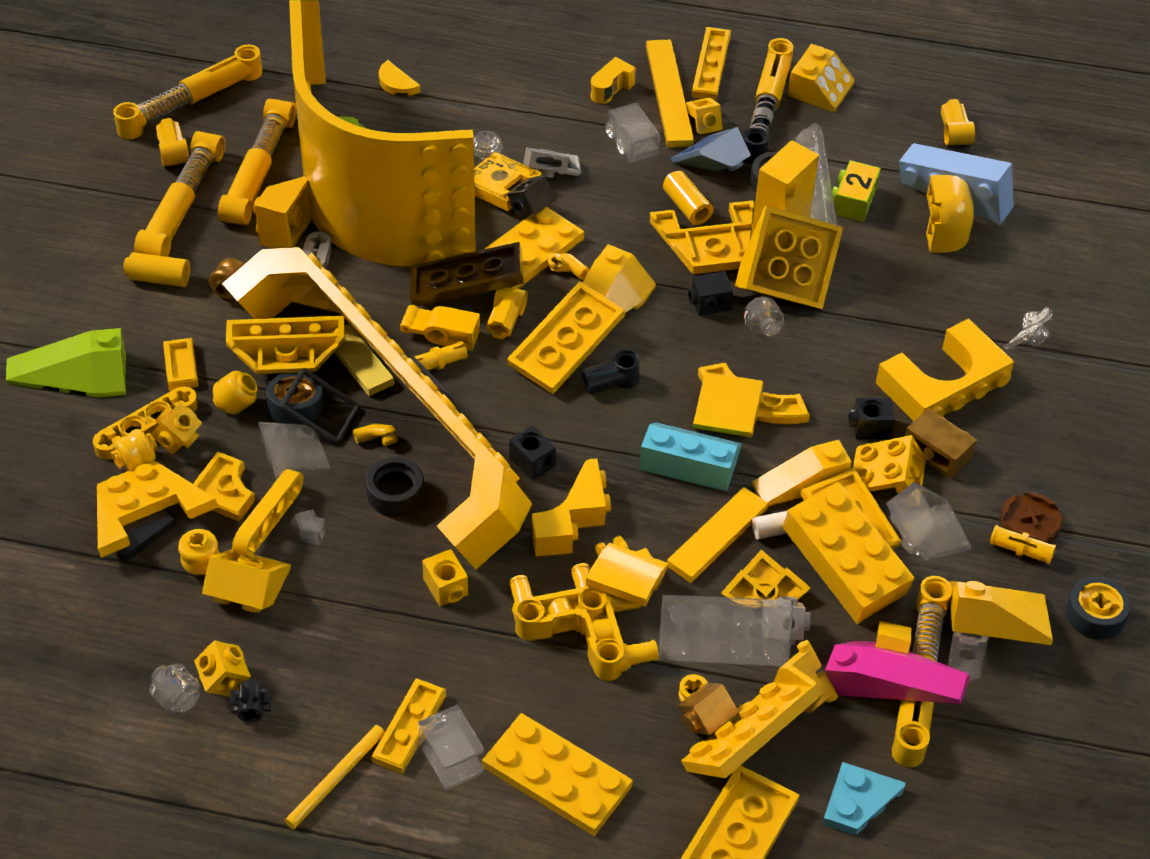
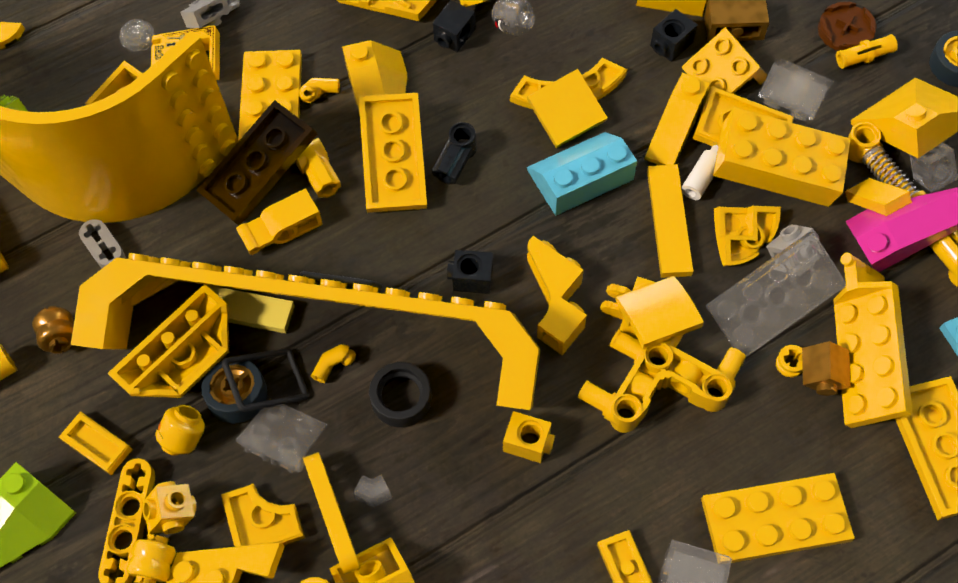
camera: 40 degrees left, 15 degrees up
(283, 213) = (40, 234): yellow slope -> none
(439, 357) = (308, 252): yellow pin -> none
(531, 196) = (231, 52): black brick -> none

